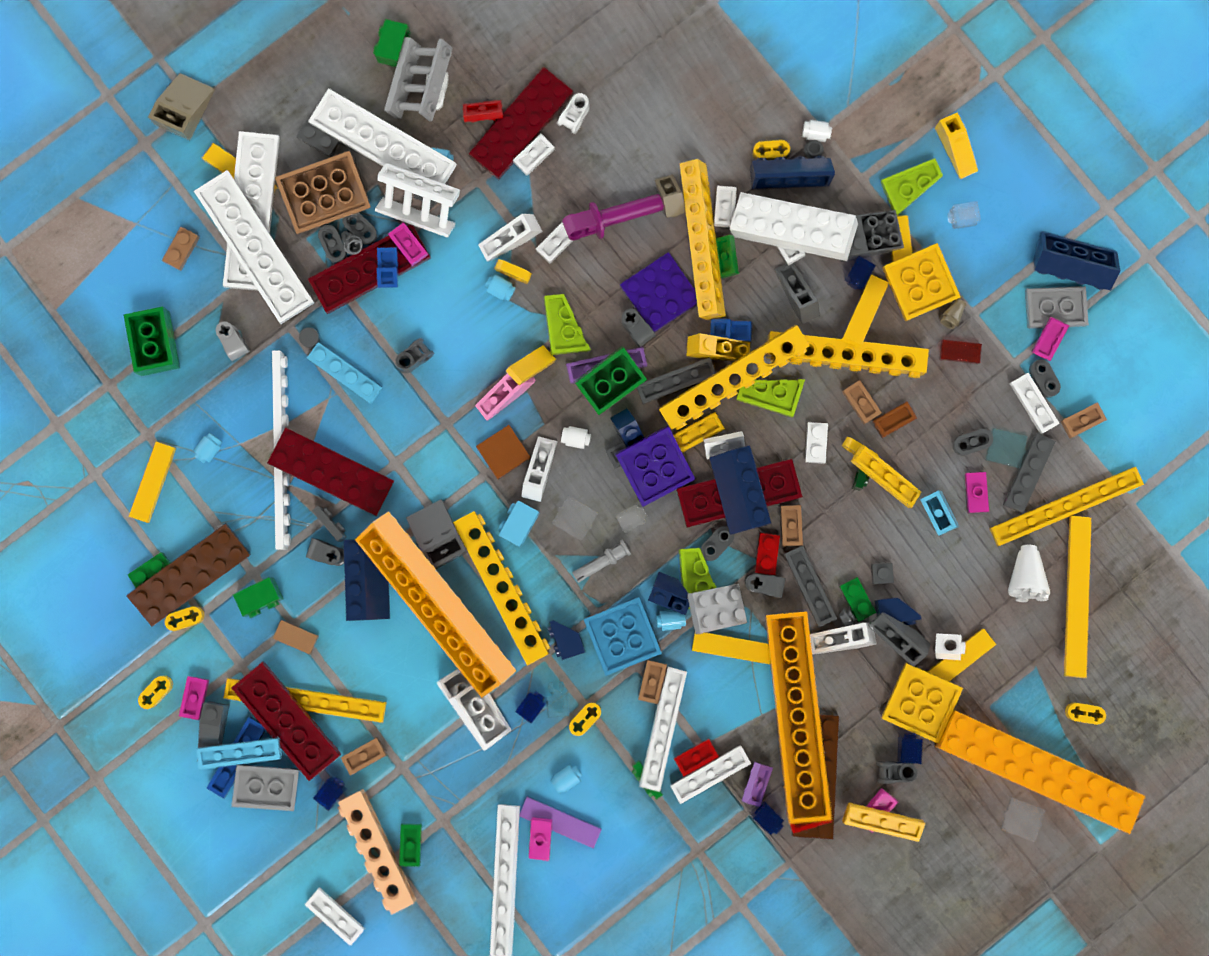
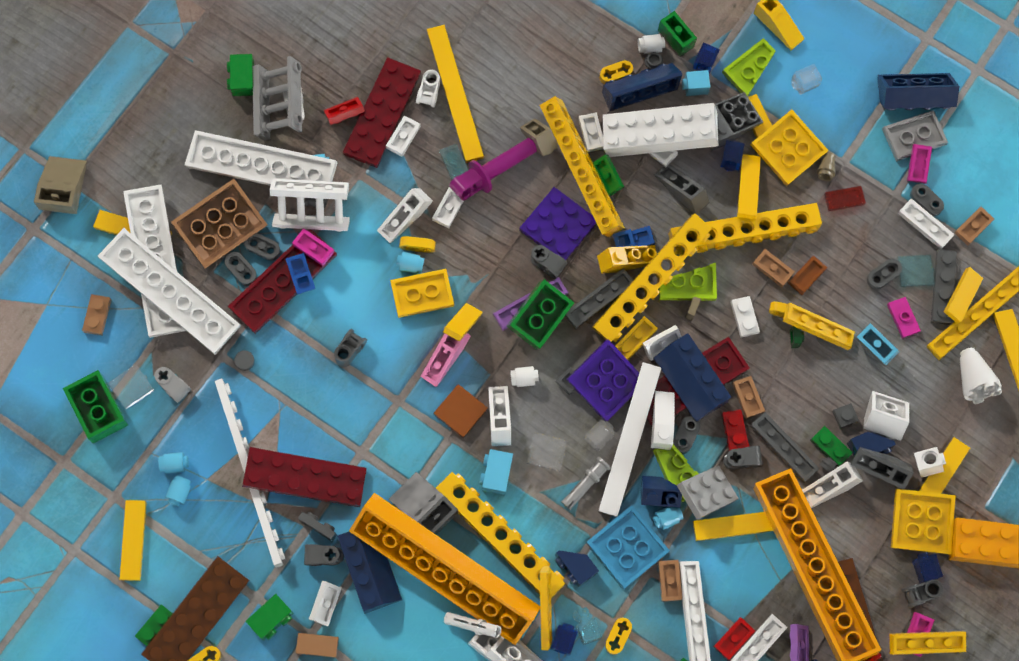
camera: 25 degrees left, 10 degrees down
(193, 330) = (130, 386): none -> clear piece
(210, 419) = (173, 462): none -> medium azure brick
(314, 600) = (325, 603): none -> white plate
(318, 139) = (198, 179): dark grey plate -> none
(344, 373) = (288, 383): medium azure plate -> none
(351, 242) = (259, 261): dark grey cone -> none
(461, 678) = (473, 625): none -> white pin
(502, 322) = (422, 293): none -> yellow plate
(521, 672) = (545, 608): none -> yellow tile
(563, 330) = (480, 283): lime wing -> none
(576, 196) = (453, 161): none -> clear light blue plate
(600, 124) = (455, 94): none -> yellow tile
(627, 427) = (569, 353): dark blue slope -> none
(659, 531) = (630, 439): none -> white tile
(697, 523) = (663, 420): none -> white slope
(766, 419) = (692, 308): none -> dark tan tile
(846, 128) = (677, 33): none -> green brick
(849, 186) = (696, 83): none -> medium azure brick
(867, 163) = (706, 58): none -> clear blue brick
(923, 586) = (886, 416): none -> white slope
(1045, 488) = (963, 295): none -> yellow tile

